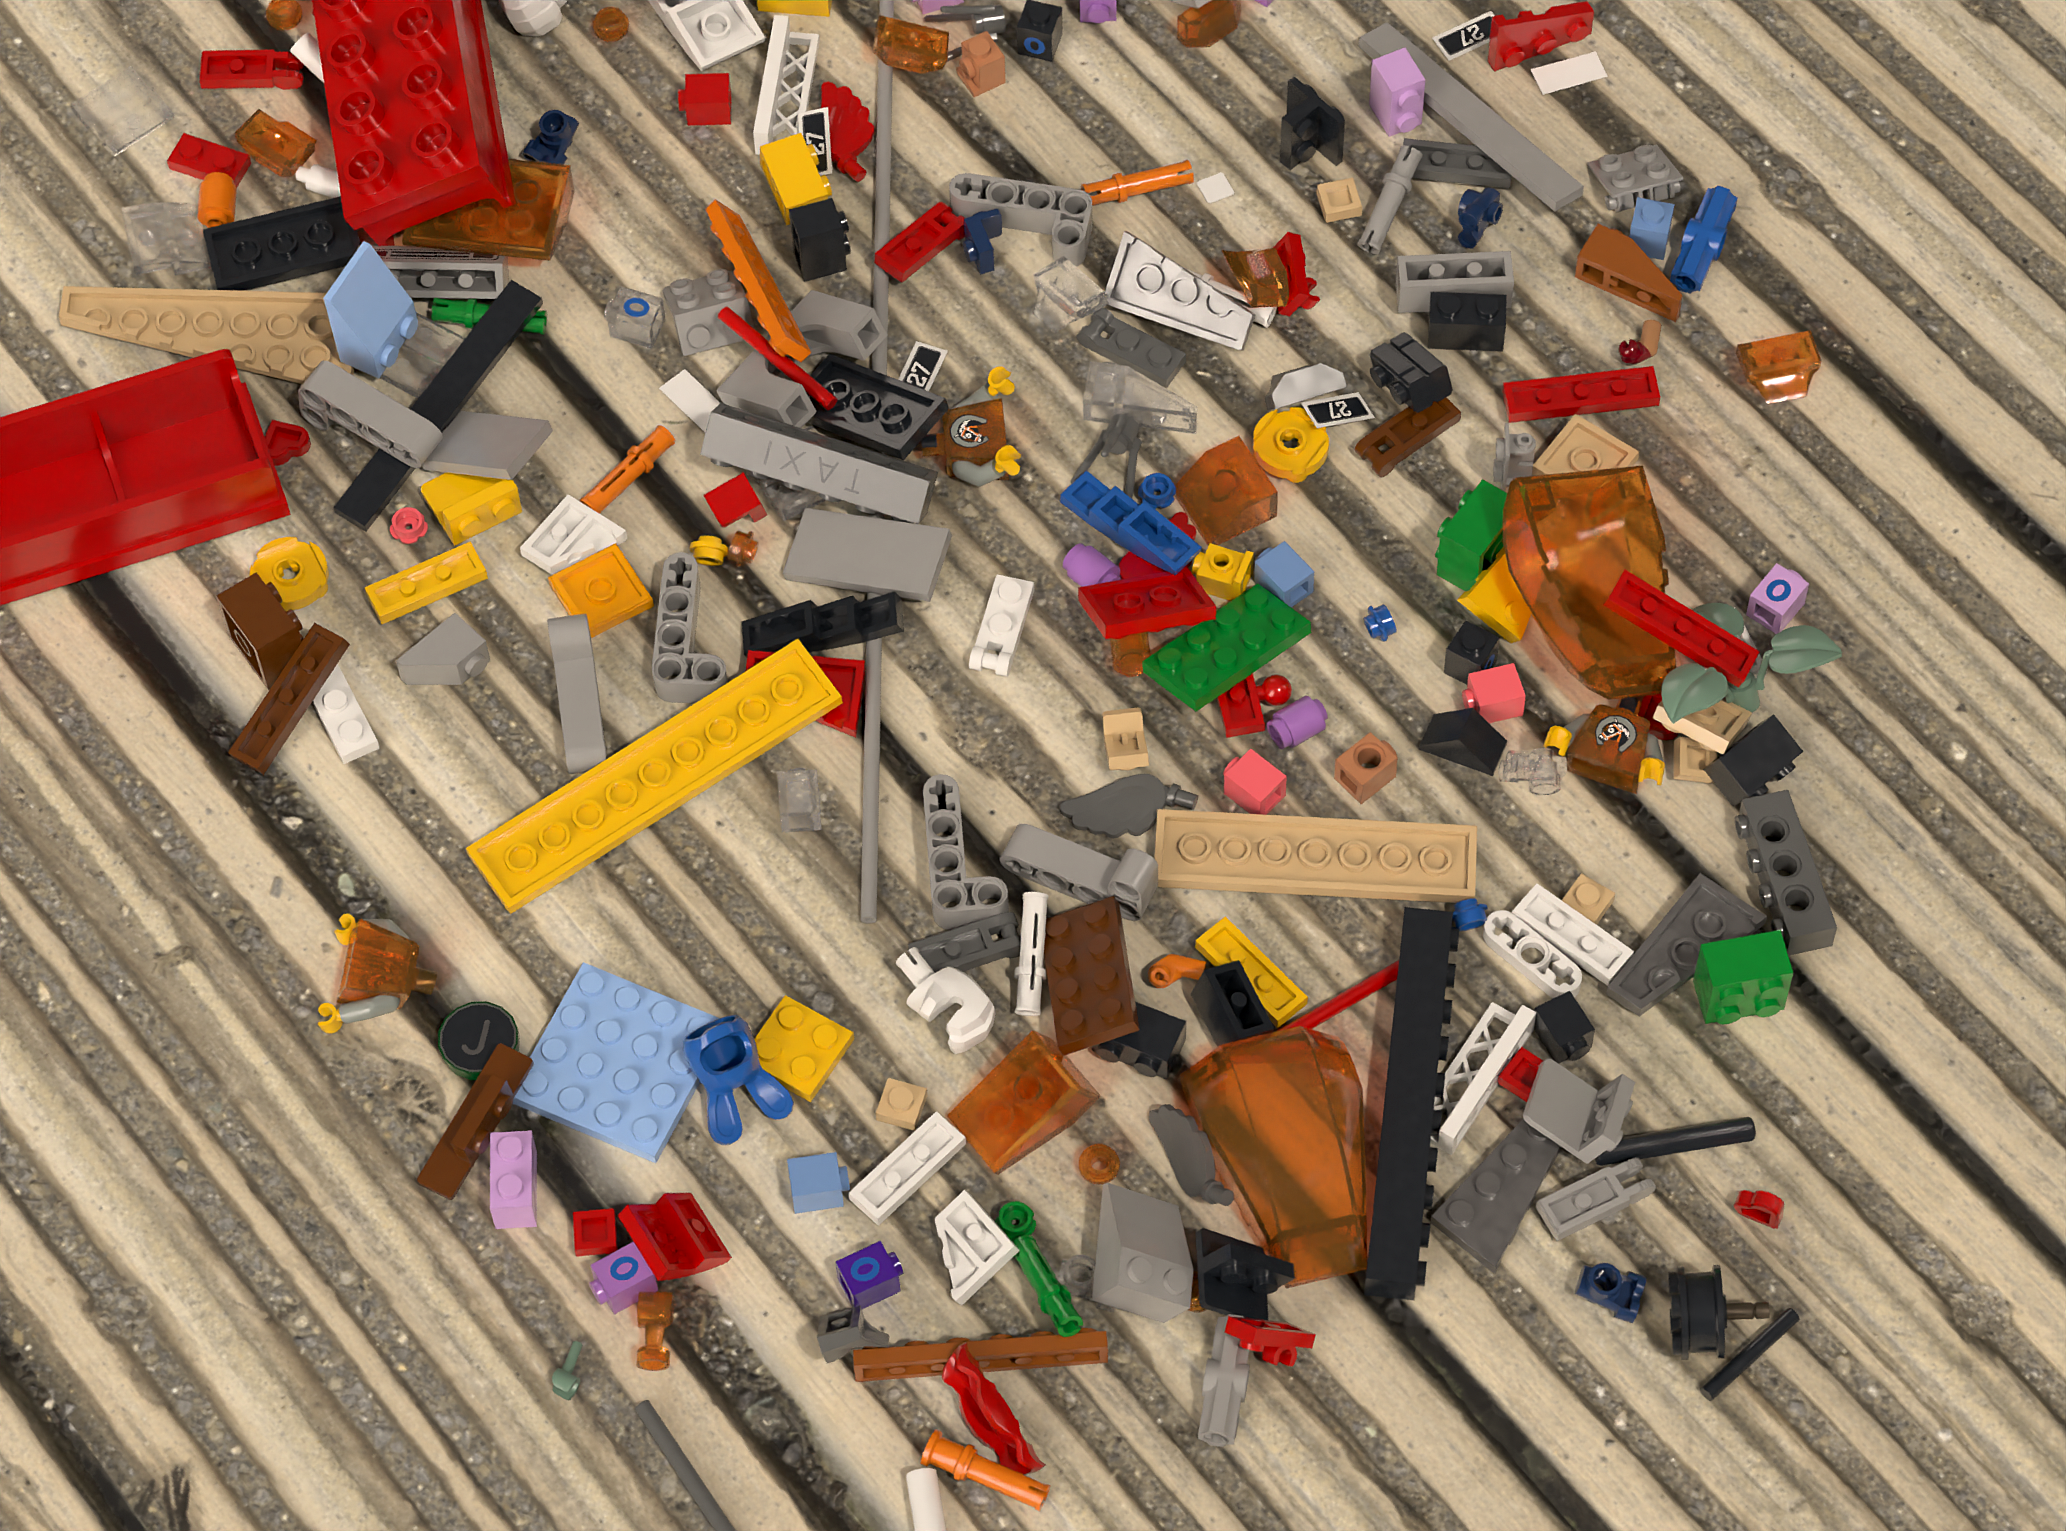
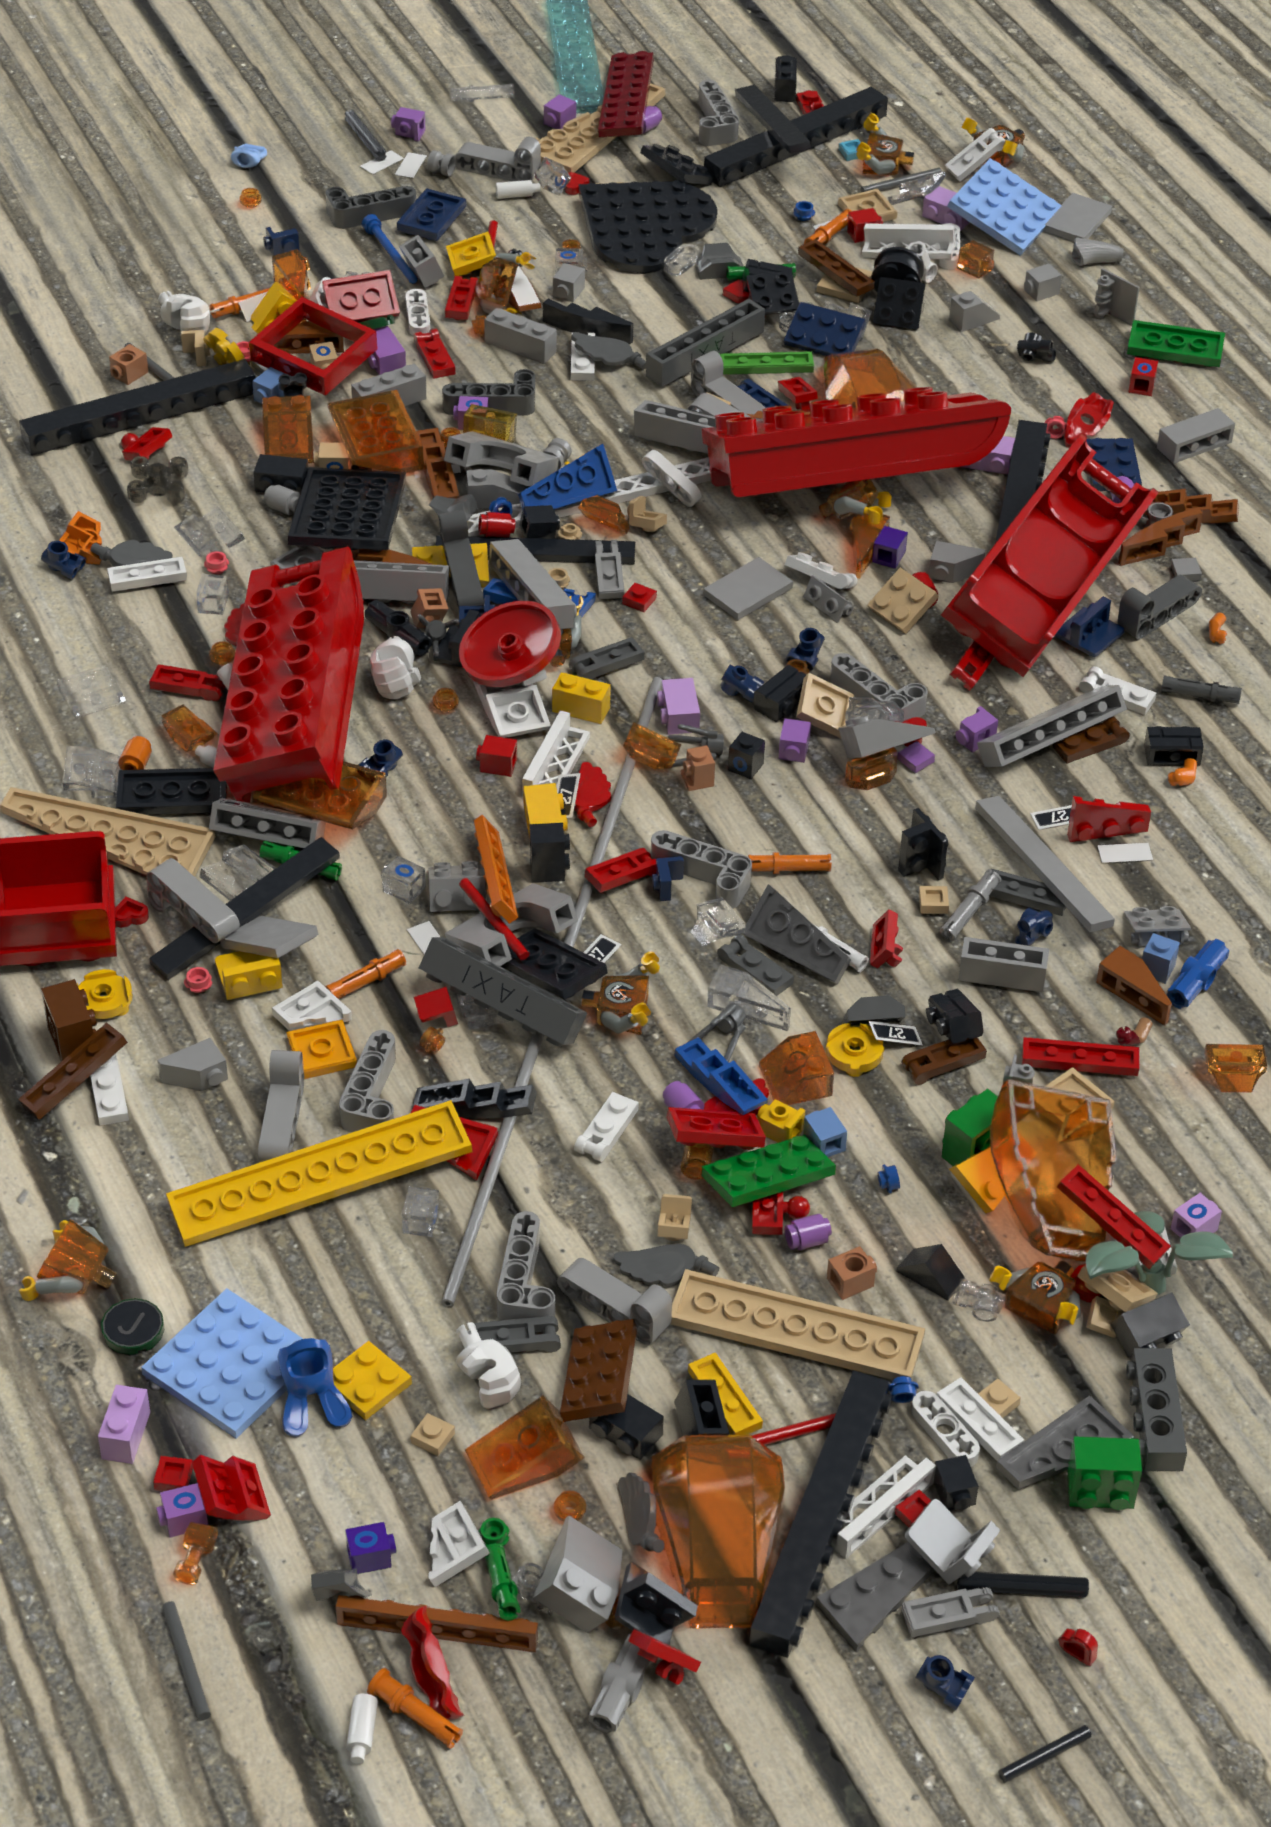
camera: 10 degrees right, 15 degrees down
(201, 157) = (131, 726): red plate -> none
(369, 313) = (211, 833): light blue slope -> none
(426, 583) = (198, 1018): yellow plate -> none
(474, 1121) = (116, 1371): reddish brown bracket -> none
(564, 1382) = (115, 1573): sand green hand -> none
(709, 550) = (407, 1036): yellow plate -> none
(817, 1182) = (350, 1474): medium blue brick -> none
(867, 554) = (521, 1059): light grey tile -> none
(907, 1168) = (422, 1479): white plate -> none
(1030, 969) = (550, 1379): white pin -> none
(1157, 483) = (748, 1060): blue plate -> none
(1173, 968) = (664, 1382): orange arm -> none
(1215, 188) = (846, 878): white sticker -> none
(1254, 783) = (764, 1266): coral brick -> none
(1260, 276) = (861, 935): clear orange slope -> none
(1397, 92) = (993, 836): lavender brick -> none
(1467, 321) = (1006, 992): black brick -> none
(1470, 652) = (951, 1212): black brick -> none
(1495, 693) = (963, 1241): coral brick -> none
(1701, 1312) = (1012, 1709): black wheel -> none

